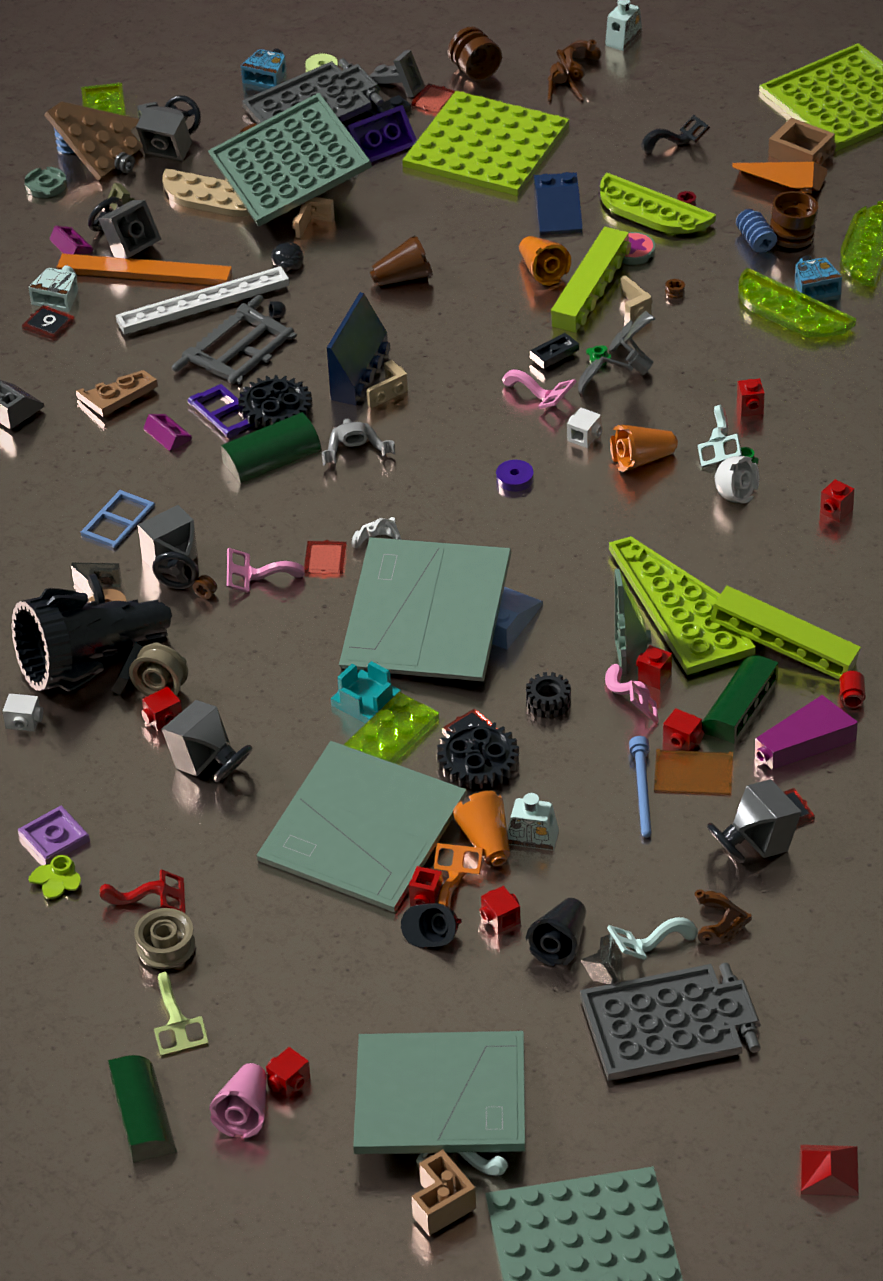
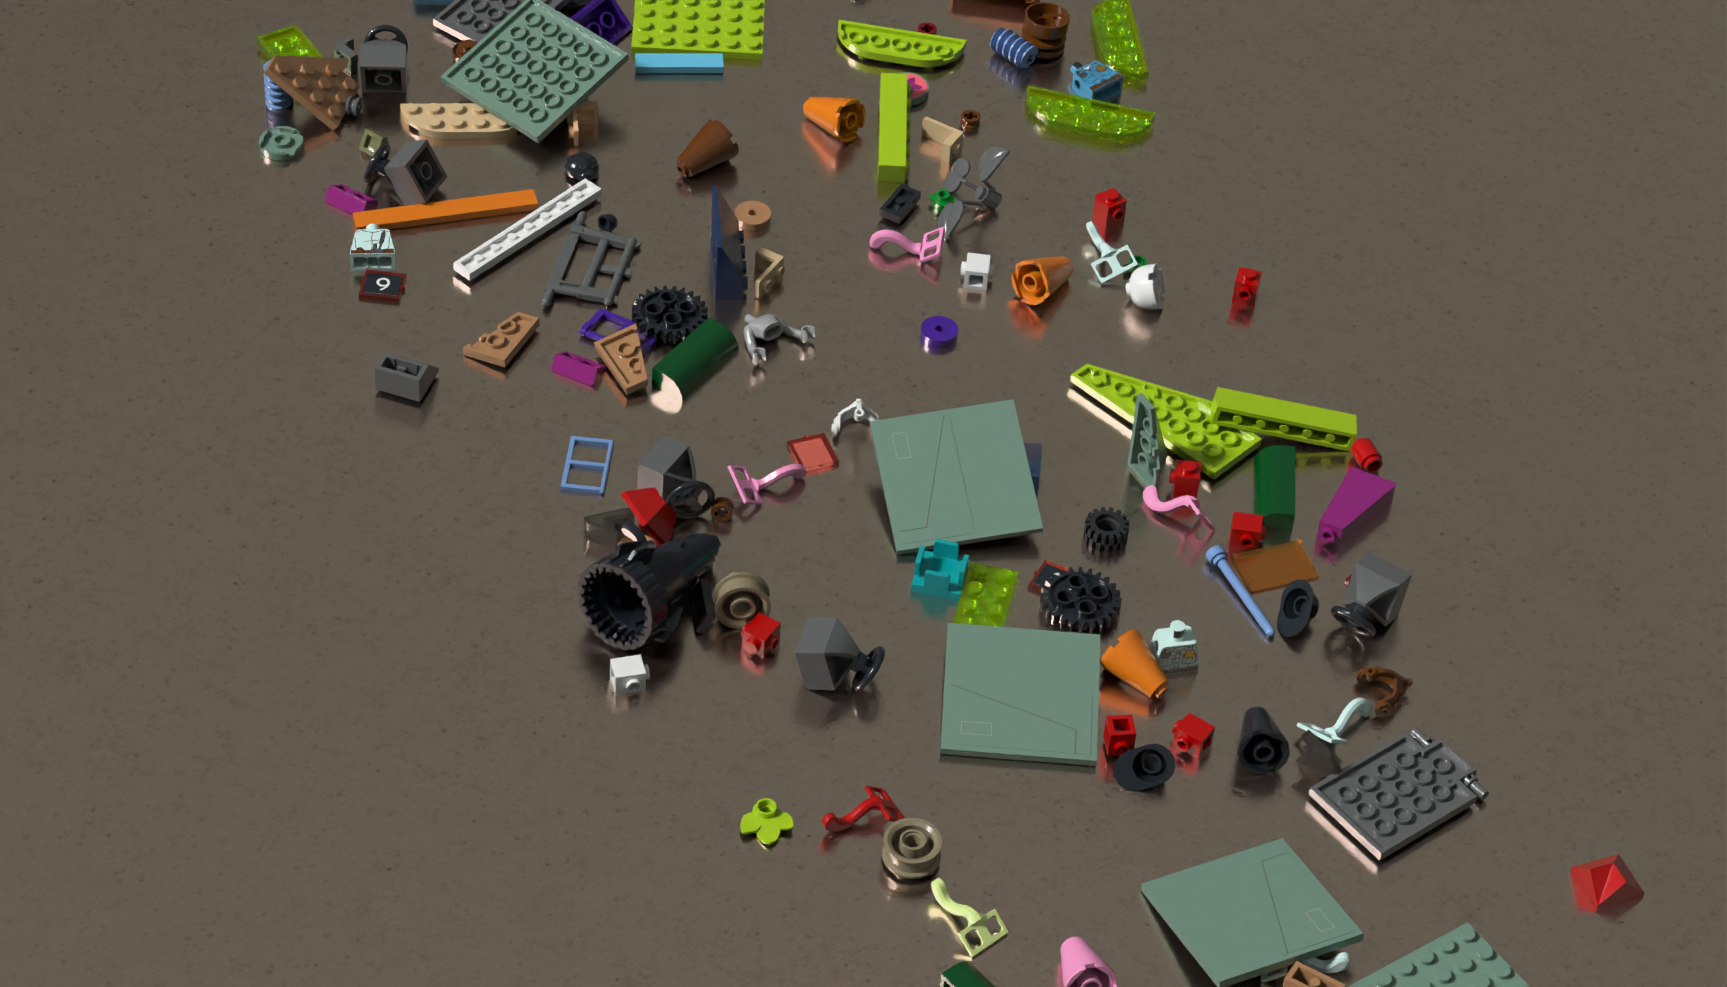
camera: 30 degrees left, 0 degrees up
(53, 834) = (734, 783): medium lavender tile -> none
(128, 574) = (651, 512): none -> red slope
(208, 432) = (624, 358): none -> medium nougat wing
(287, 1072) = (1104, 935): red brick -> none
(412, 332) = (753, 215): none -> medium nougat piece
(437, 183) = (679, 63): none -> medium azure tile
(456, 870) = (1129, 708): orange piece -> none
(558, 203) = (811, 59): dark blue slope -> none
(684, 816) = (1297, 608): none -> black piece

